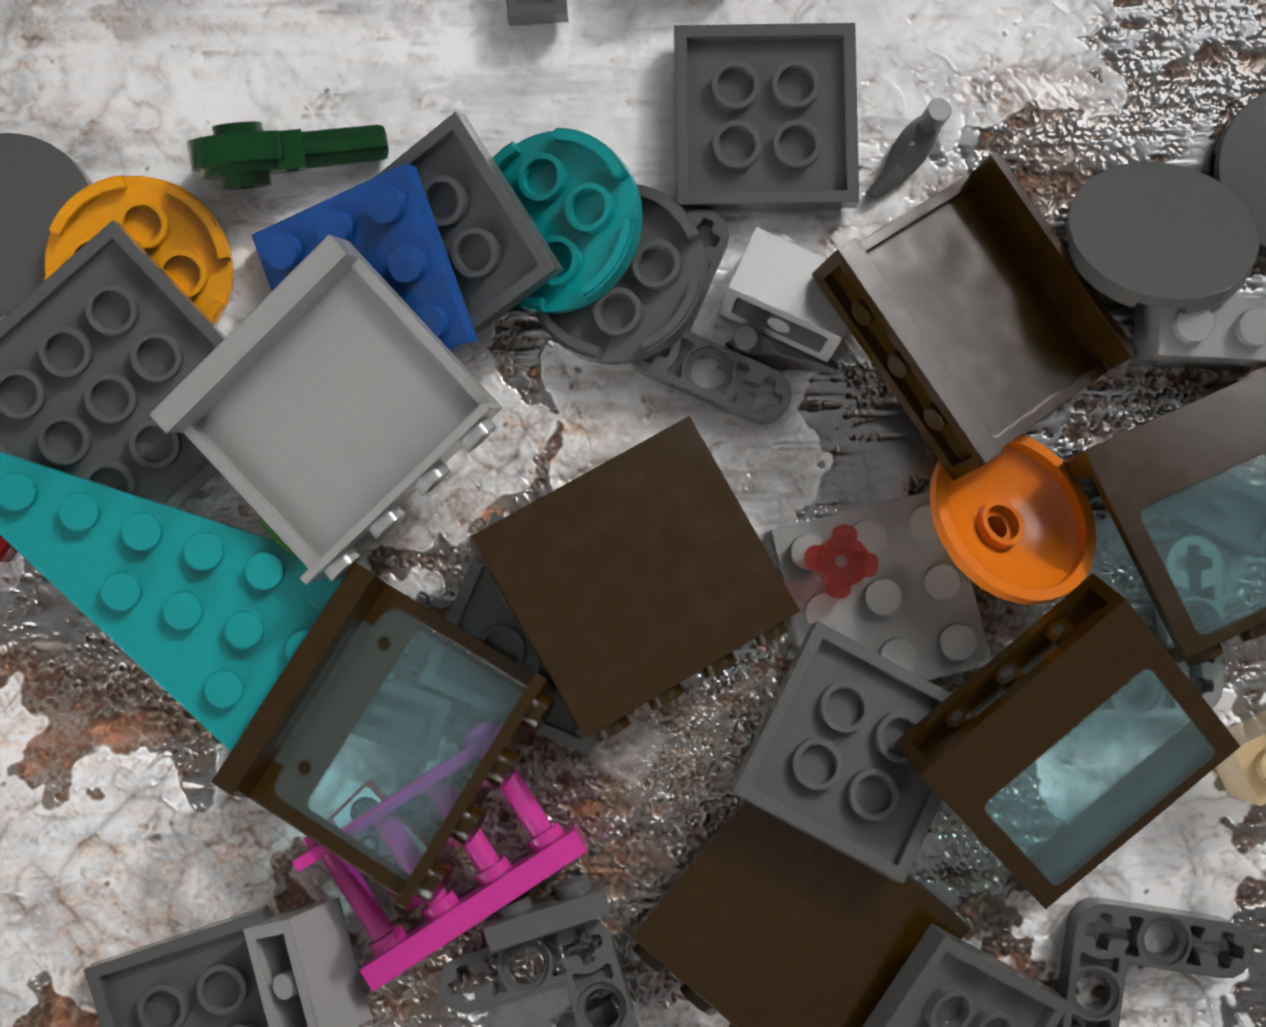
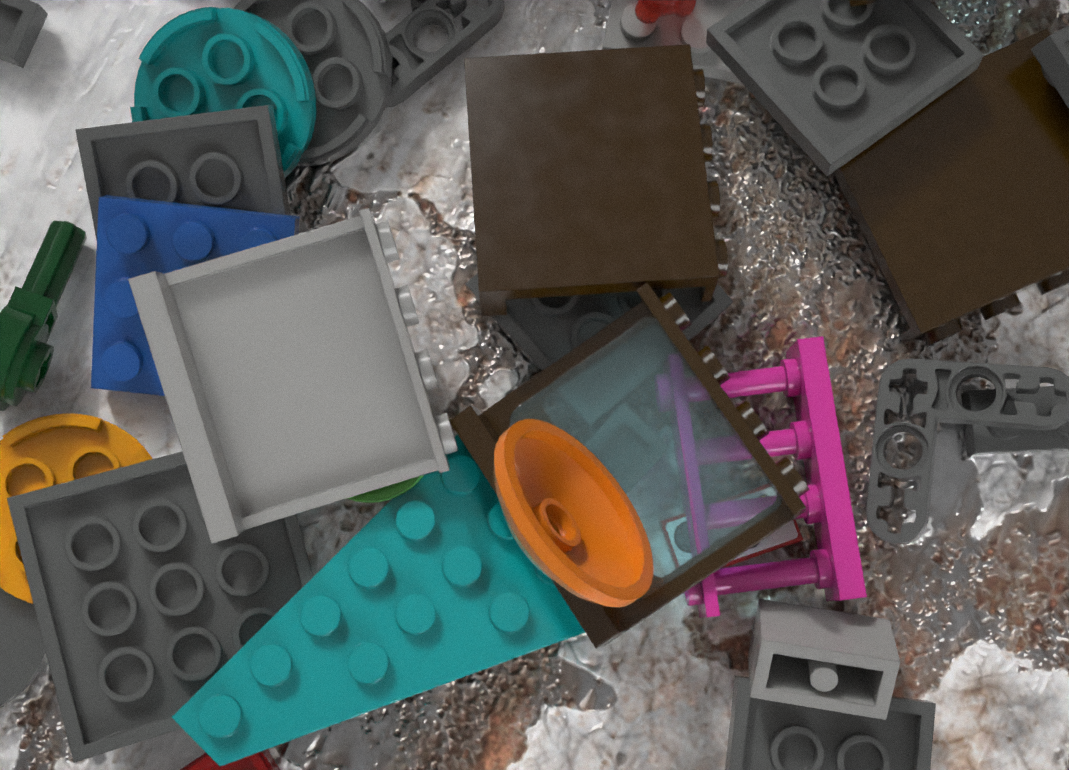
camera: 60 degrees left, 5 degrees down
(306, 712) = (571, 515): none -> orange dish
(573, 903) = (864, 380): dark grey plate -> none
(630, 752) = (749, 268): clear tile -> none

